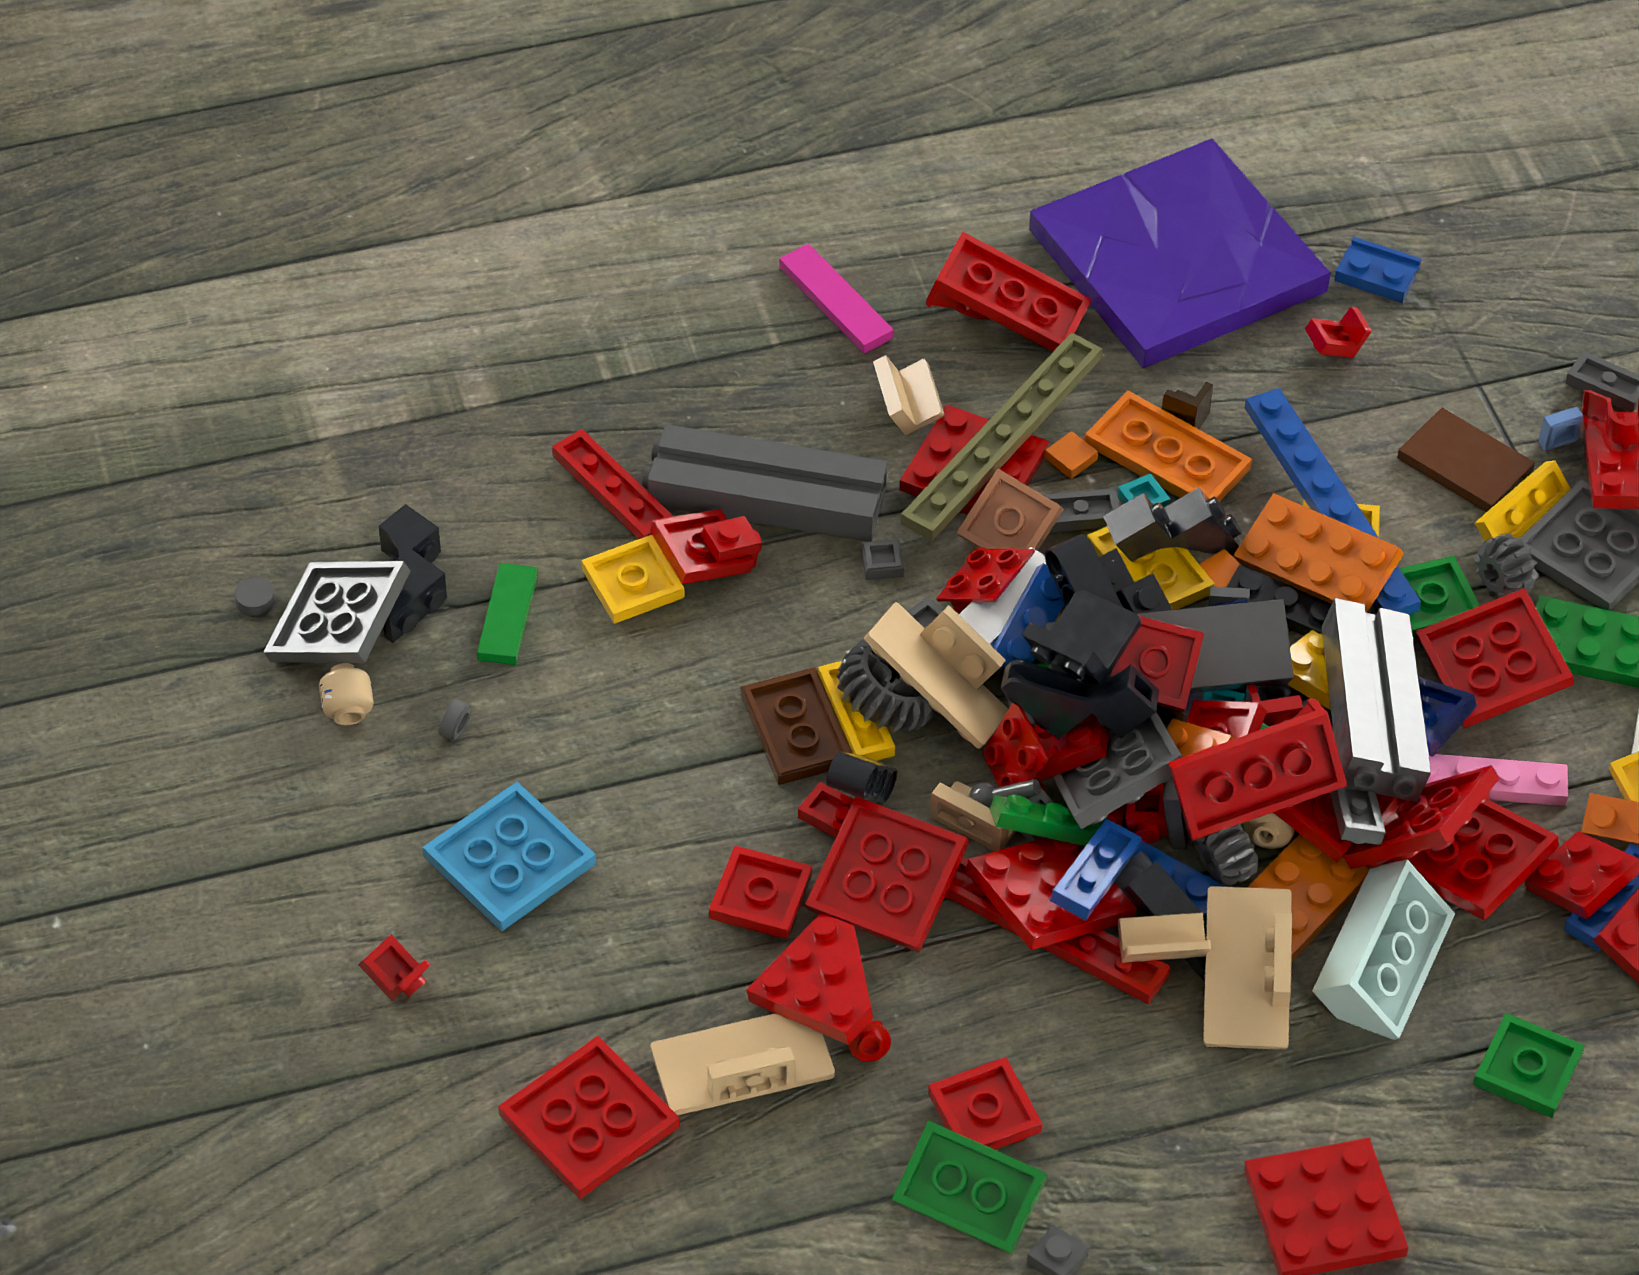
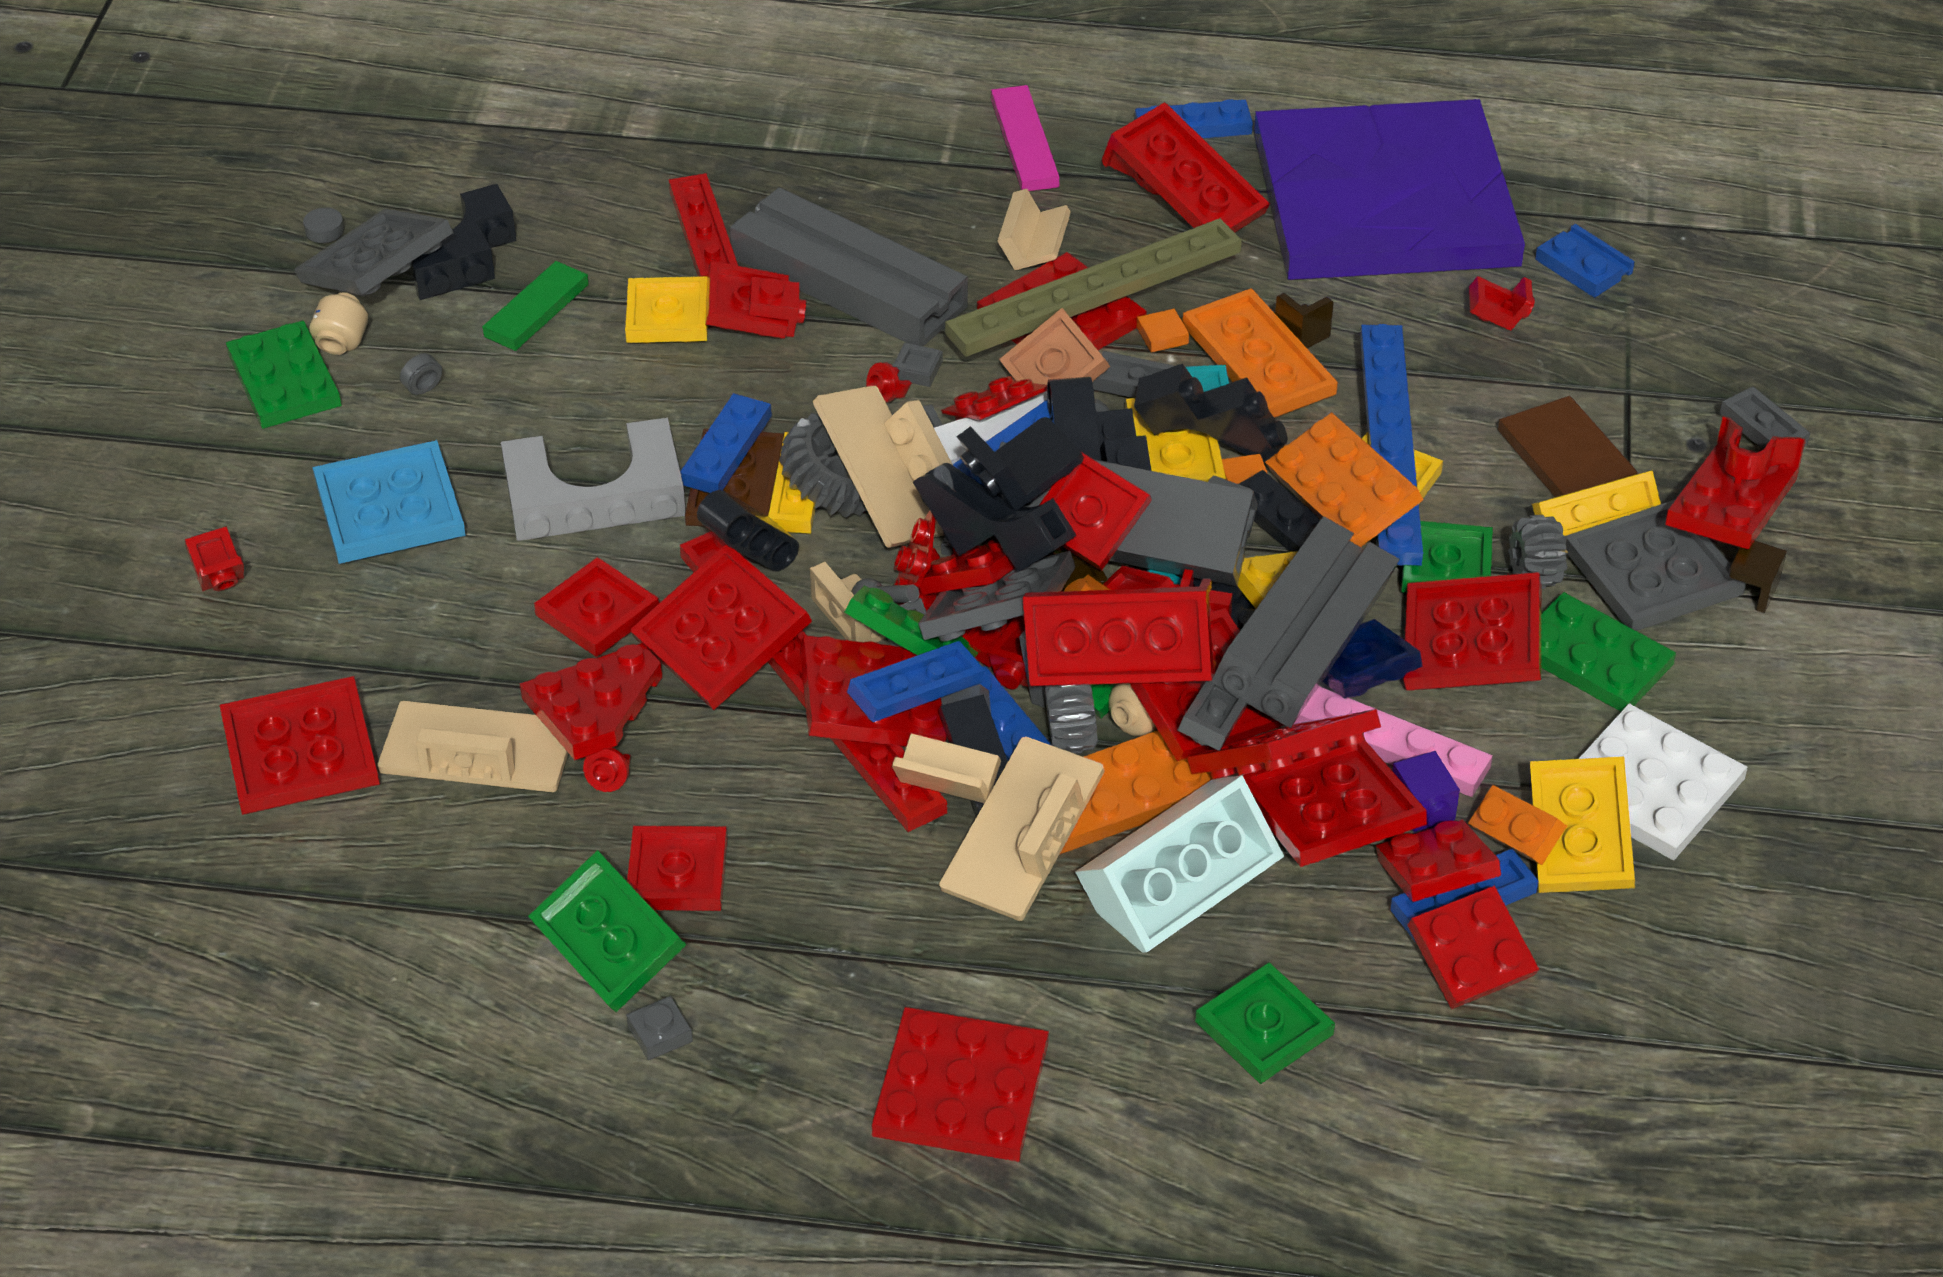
camera: 25 degrees right, 5 degrees down
(321, 761) = (283, 374): none -> green plate
(654, 811) = (551, 507): none -> light grey arch
(775, 696) = (726, 443): none -> blue plate
(870, 588) = (887, 380): none -> red plate
(987, 225) = (1213, 118): none -> blue plate
(1541, 808) = (1431, 785): none -> dark purple brick
(1560, 428) = (1684, 448): medium blue tile -> none

